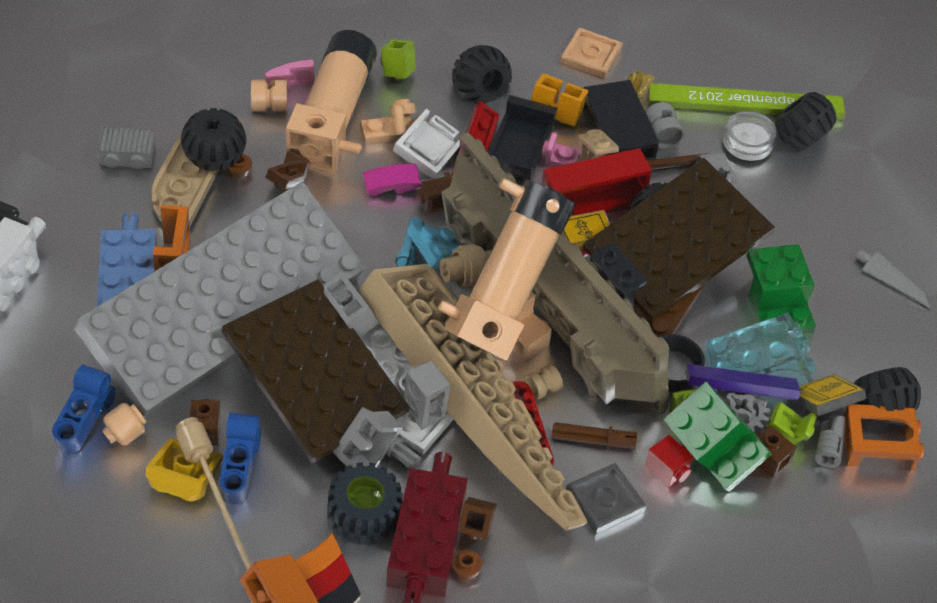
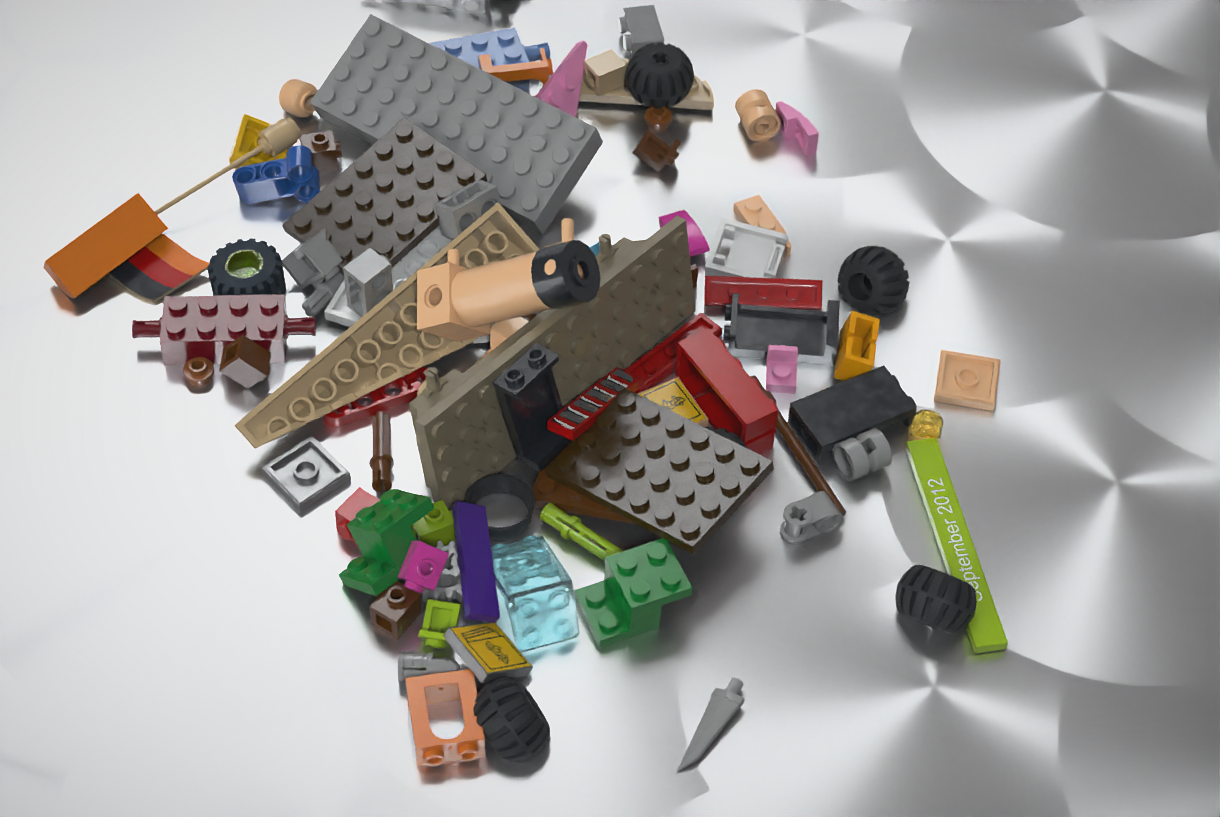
camera: 80 degrees right, 0 degrees up
(90, 392) = (303, 63): blue piece -> none
(188, 179) = (605, 72): none -> tan brick
(197, 210) = (564, 85): none -> bright pink wing
(320, 124) = (761, 157): light nougat piece -> none
(398, 59) = (857, 203): lime brick -> none
(400, 109) = (787, 221): light nougat plate -> none
(595, 144) = (785, 384): tan bracket -> none
(730, 301) = (555, 517): none -> lime pin
(749, 135) = (885, 543): clear piece -> none
(759, 409) = (422, 566): none -> dark pink brick

